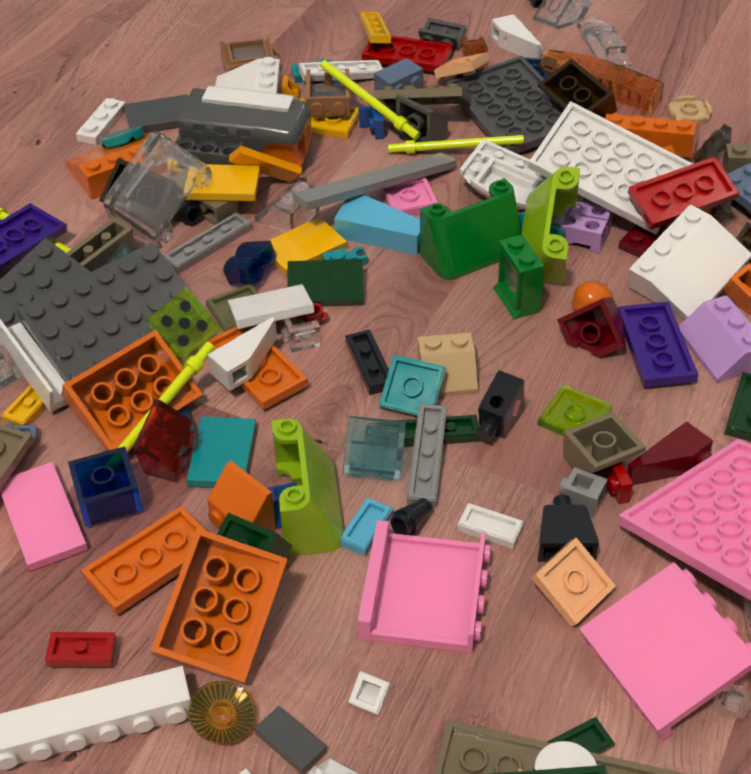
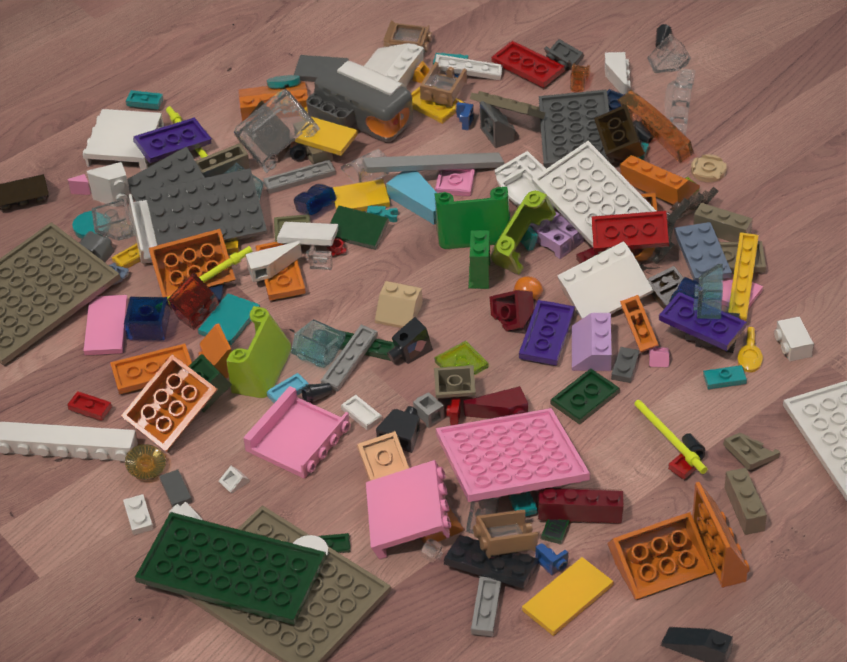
camera: 25 degrees right, 0 degrees up
(101, 121) = (278, 64): white plate -> none
(183, 324) = (244, 229): clear neon green tile -> none
(268, 164) = (363, 130): light orange tile -> none
(368, 360) = (354, 289): black tile -> none
(375, 27) = (514, 36): yellow tile -> none
(399, 75) = (506, 84): sand blue brick -> none
(400, 122) = (478, 121): neon yellow bar -> none
(411, 383) = (366, 310): teal tile -> none
(412, 146) = (482, 142): neon yellow bar -> none
(465, 65) = (557, 86): light nougat plate -> none

